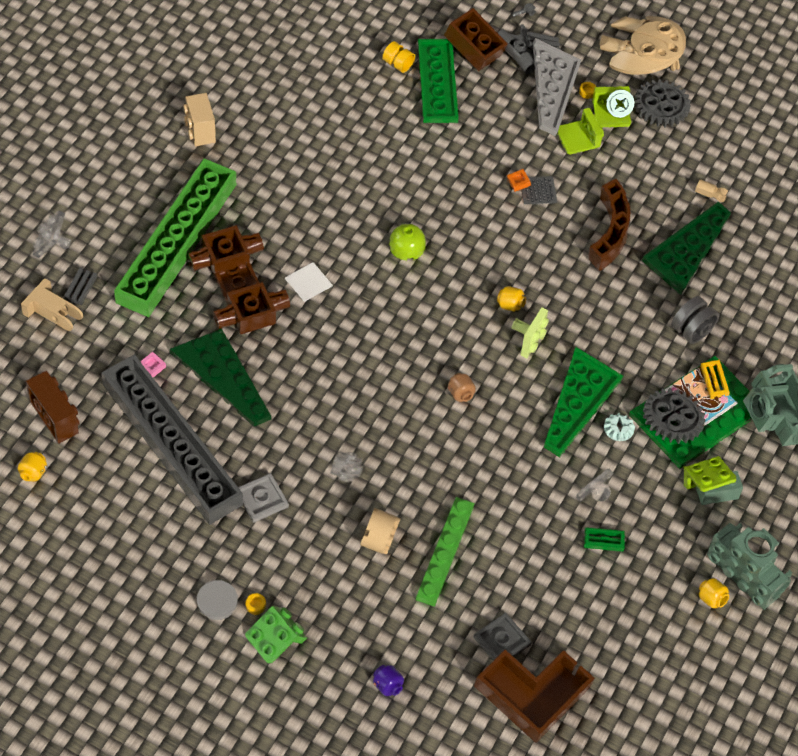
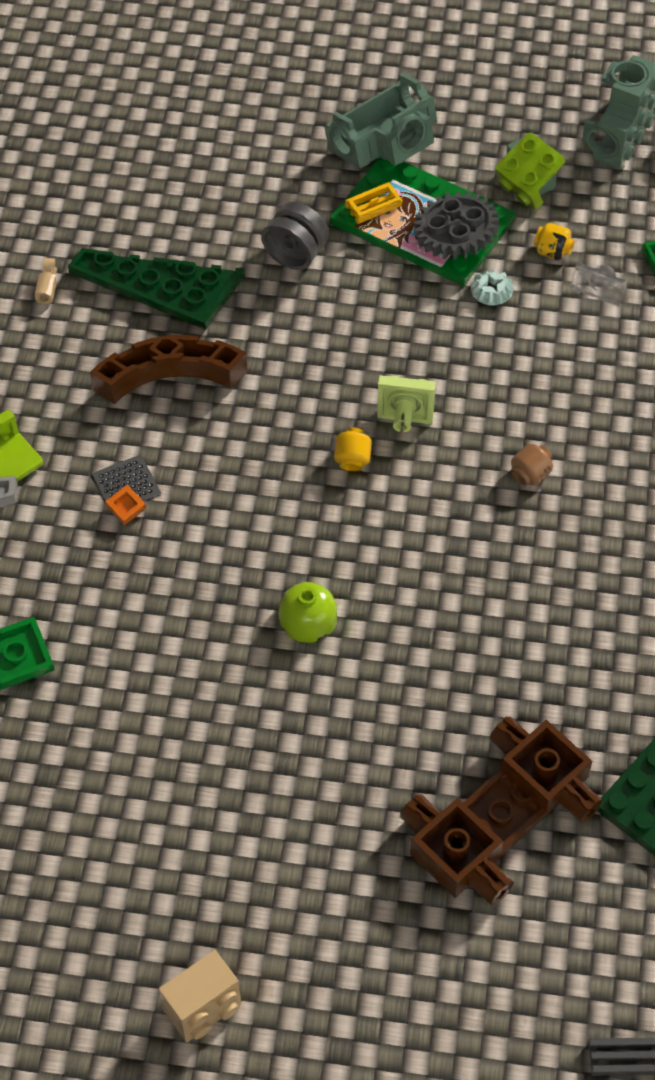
camera: 105 degrees left, 0 degrees up
(175, 238) = (465, 934): bright green brick -> none
(308, 281) = (440, 724): white sticker -> none
(582, 395) = (462, 333): green wing -> none
(643, 474) = (553, 241): none -> yellow head

